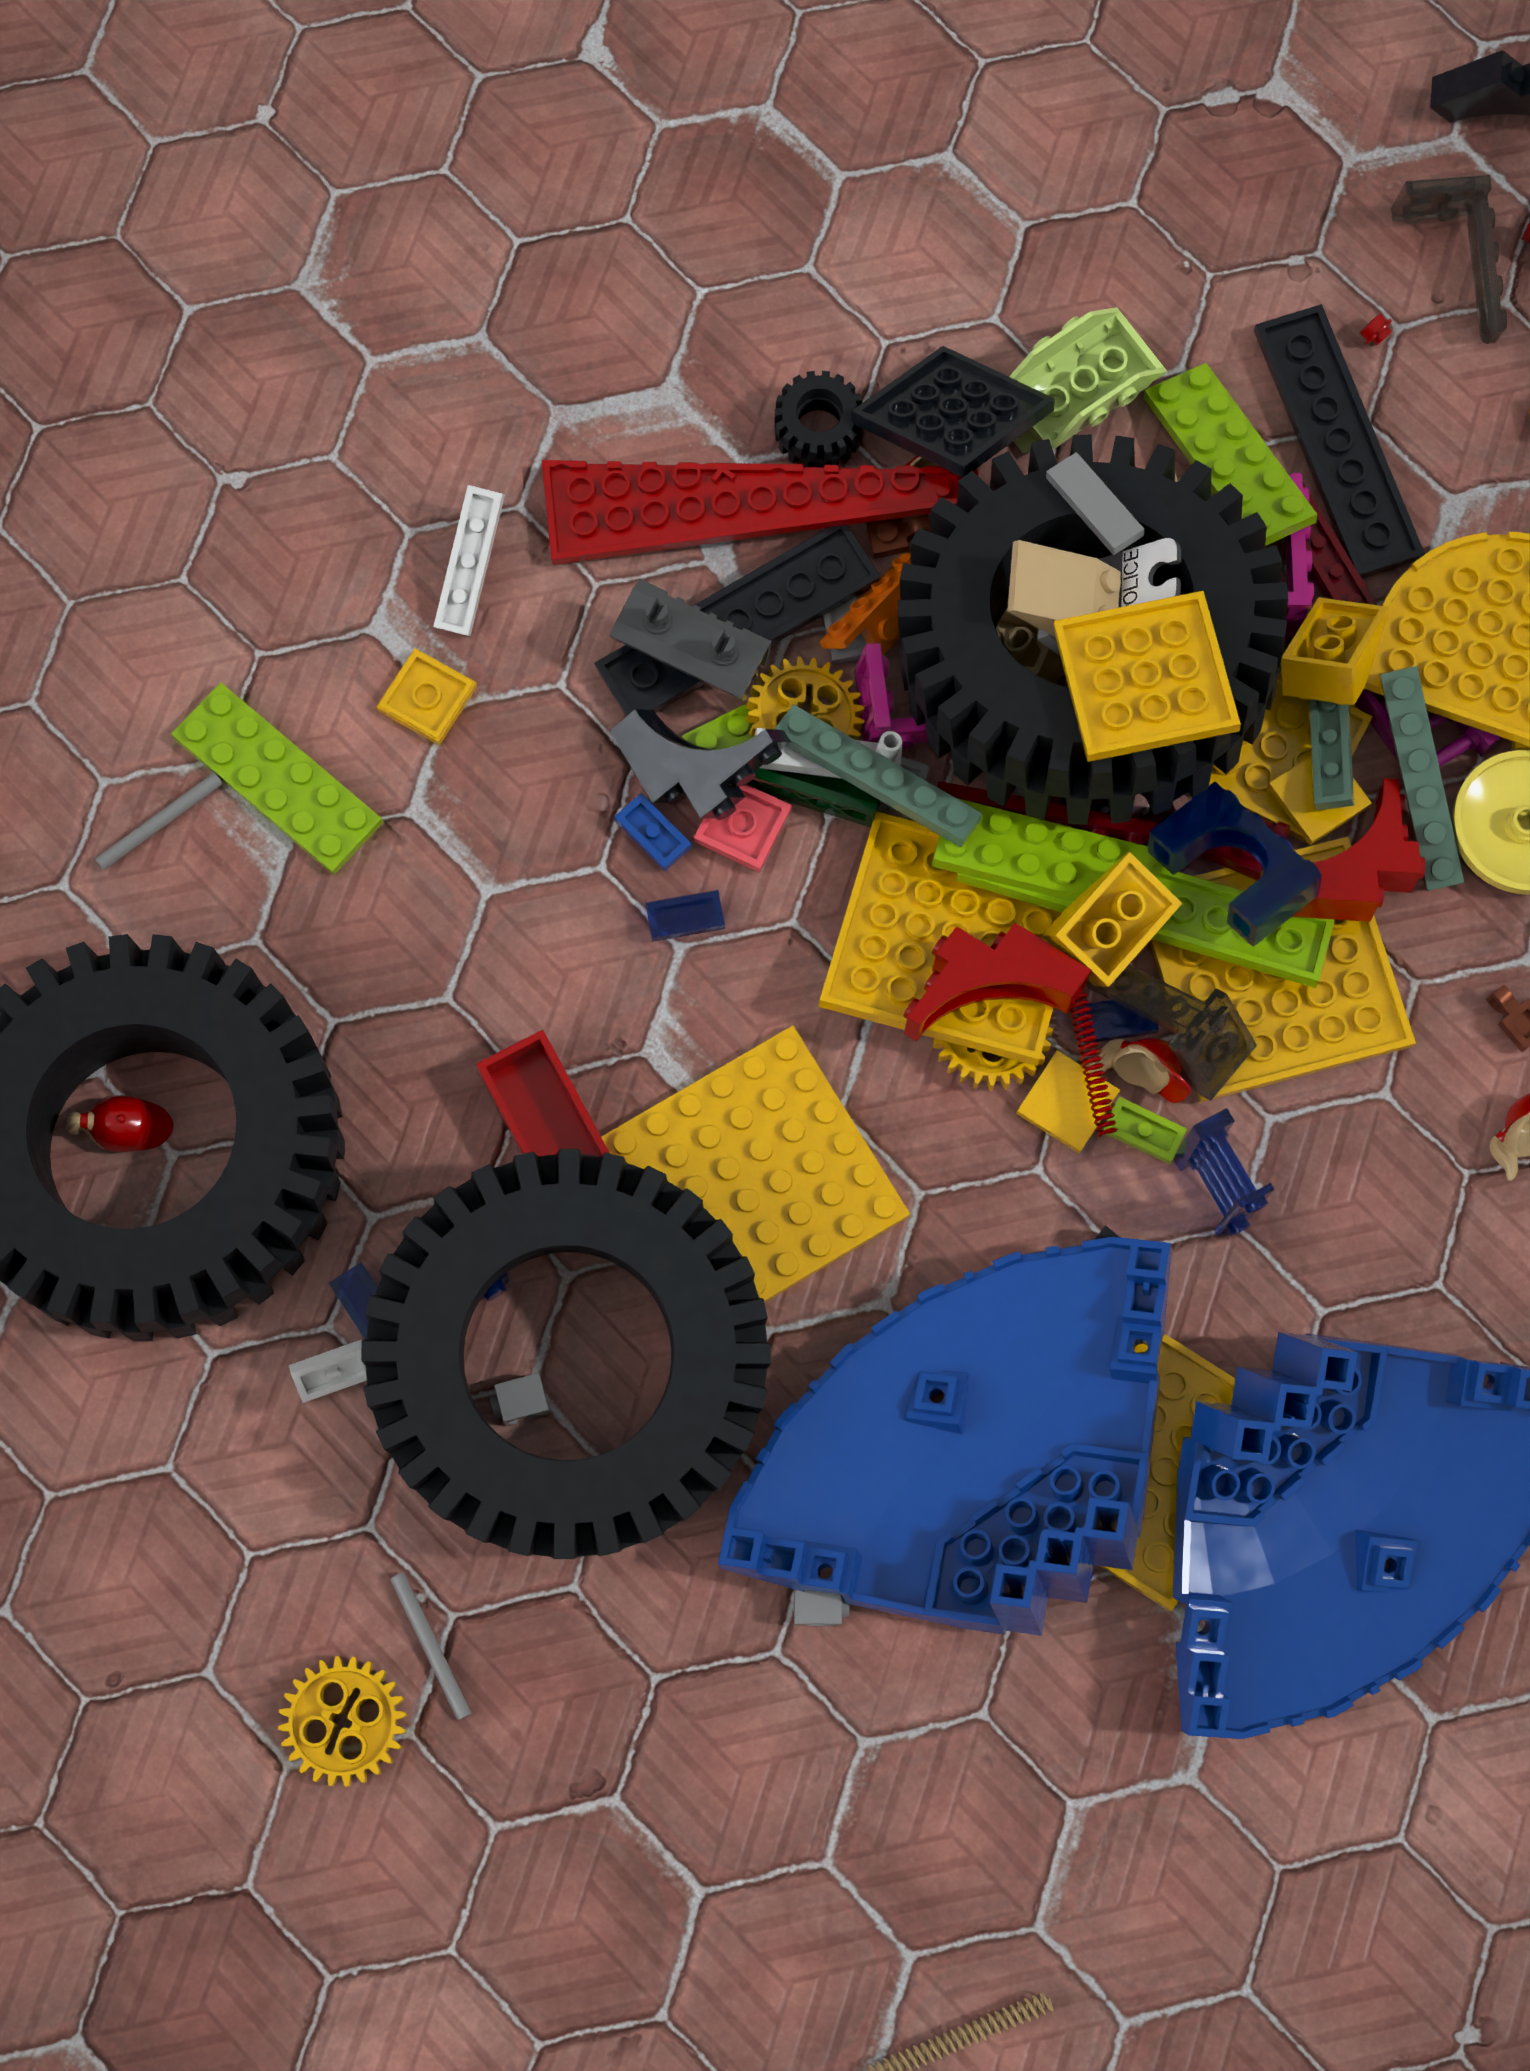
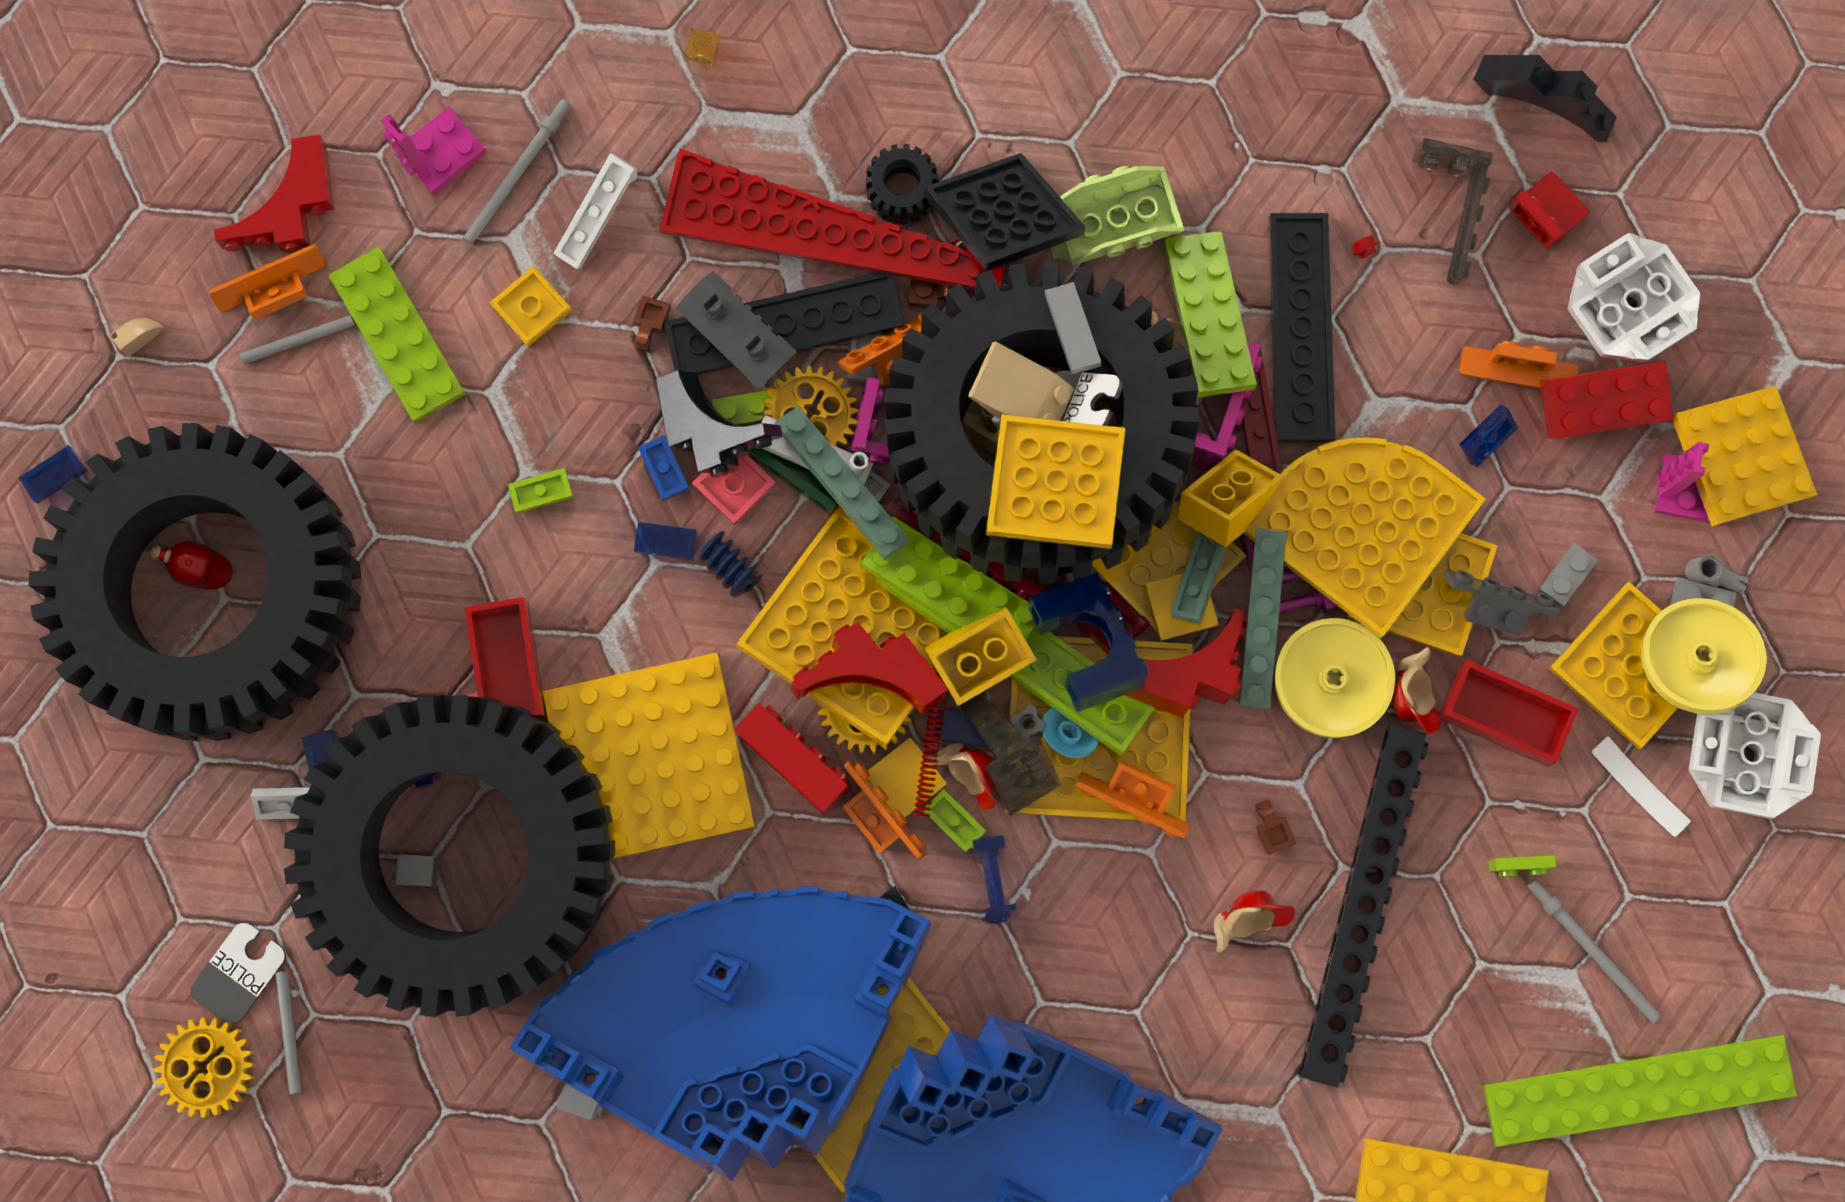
camera: 20 degrees right, 5 degrees up
(93, 684) = (283, 217): none -> red arch
(105, 767) = (270, 285): none -> orange bracket
(252, 549) = (436, 151): none -> dark pink bracket
(342, 1606) = (233, 979): none -> piece
(377, 484) = (548, 126): none -> light grey bar
(515, 904) = (540, 490): none -> lime plate
(527, 338) = (702, 46): none -> clear yellow plate
(576, 664) = (650, 318): none -> copper plate
(771, 919) = (728, 566): none -> dark blue piece
(930, 1116) = (792, 759): none -> red piece
(1050, 1155) = (875, 816): none -> orange bracket
(1194, 976) = (1026, 717): none -> dark grey brick
(1245, 984) = (1066, 736): none -> medium azure dish
(1351, 1024) = (1137, 793): none -> orange bracket

